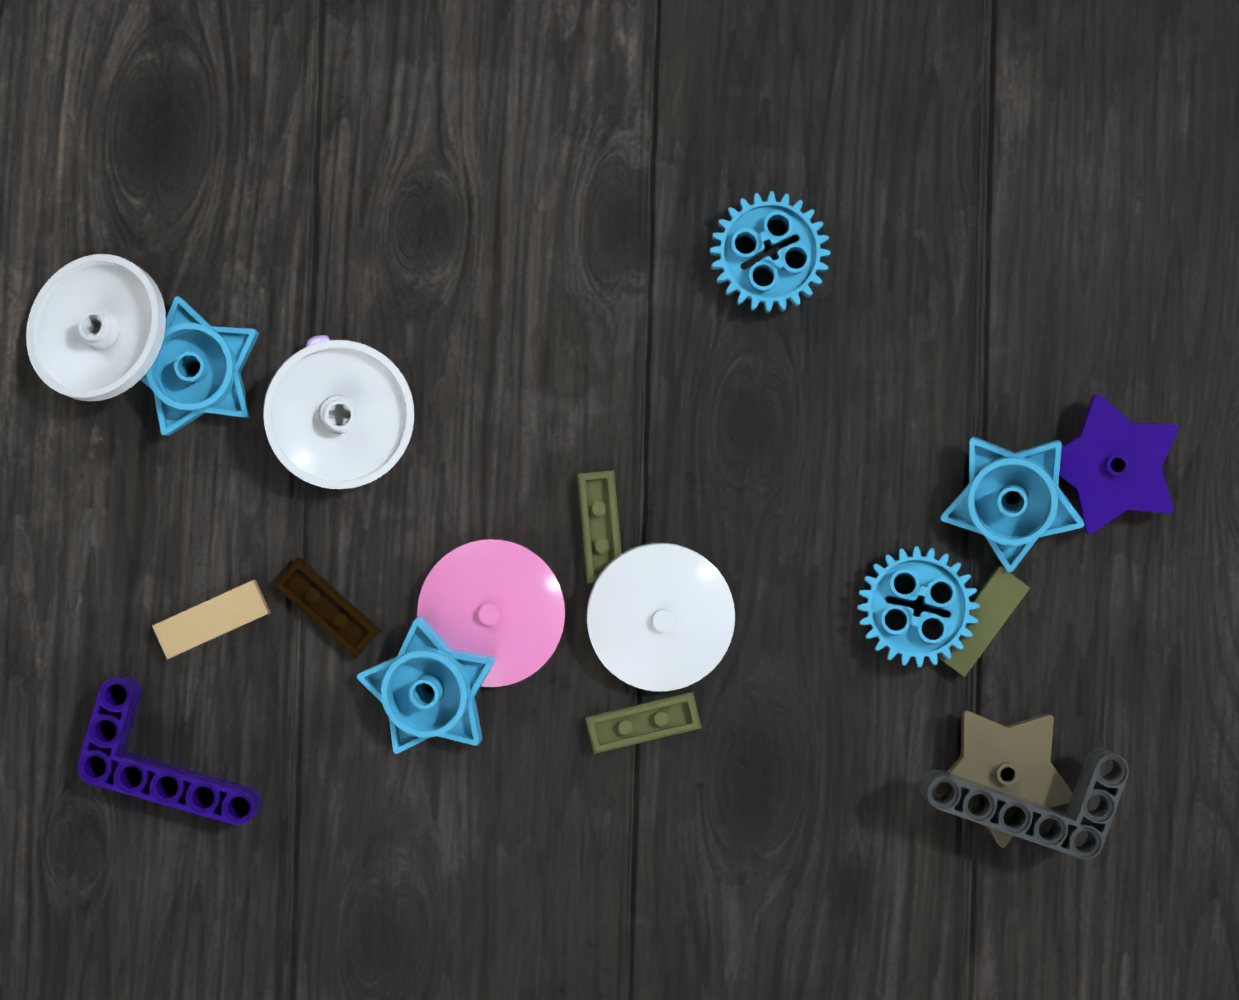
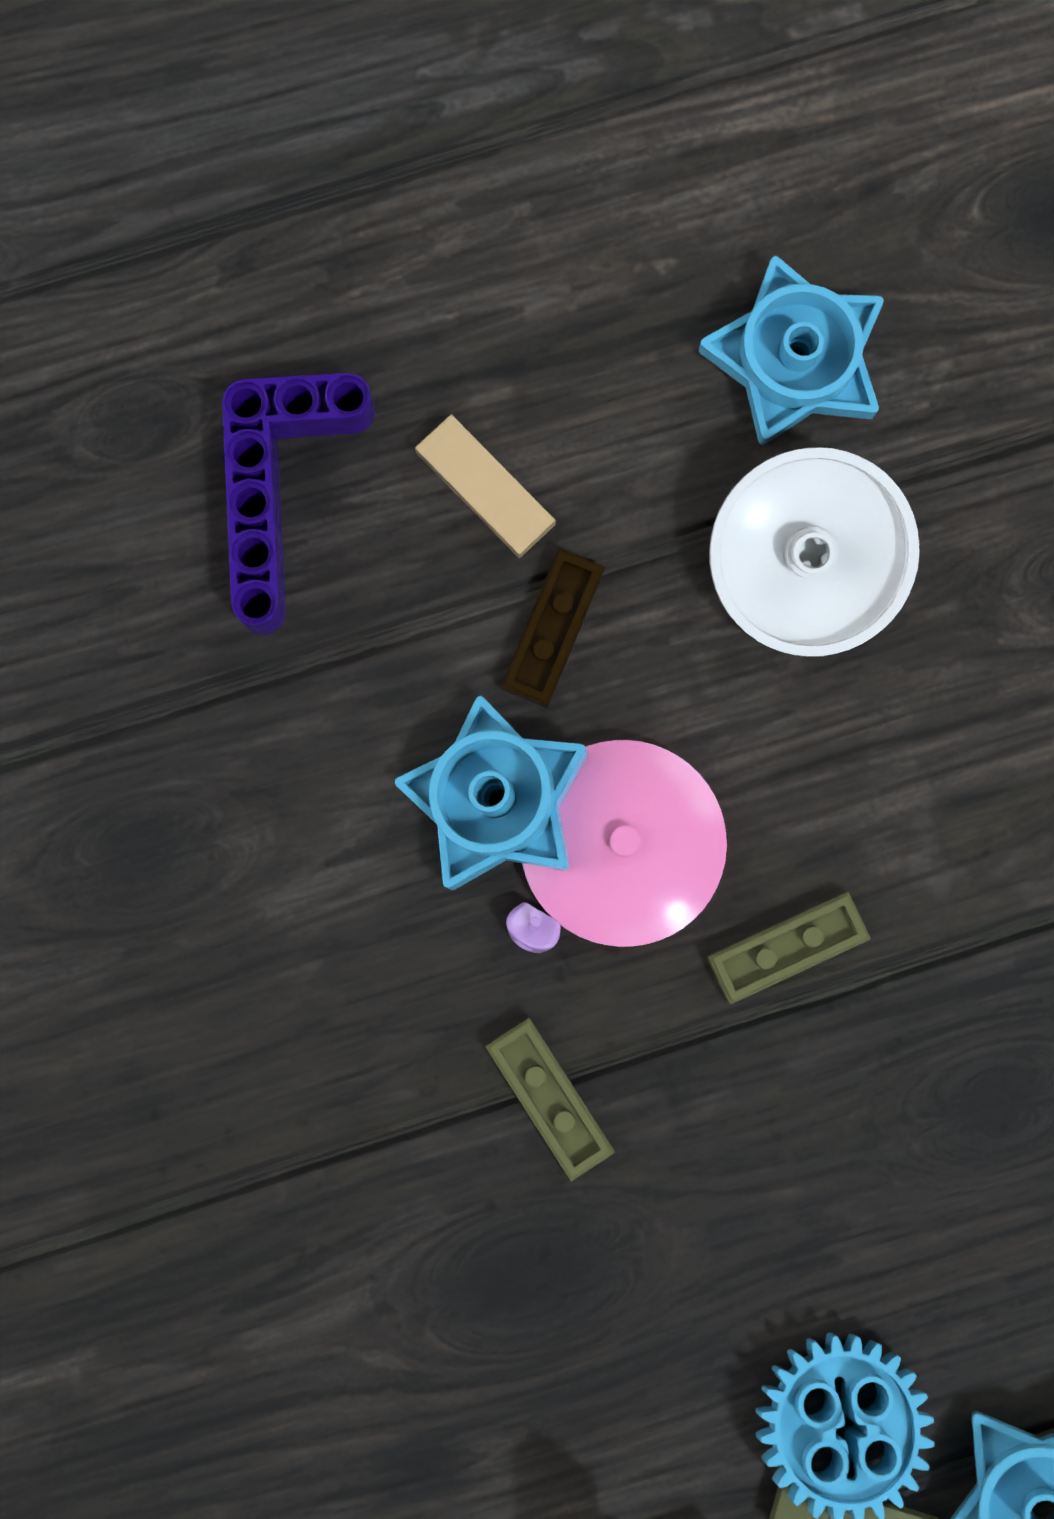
camera: 65 degrees right, 5 degrees down
(96, 327) = (807, 212): white dish -> none
(527, 694) = (532, 928): none -> lavender piece
(660, 617) = (701, 1072): white dish -> none

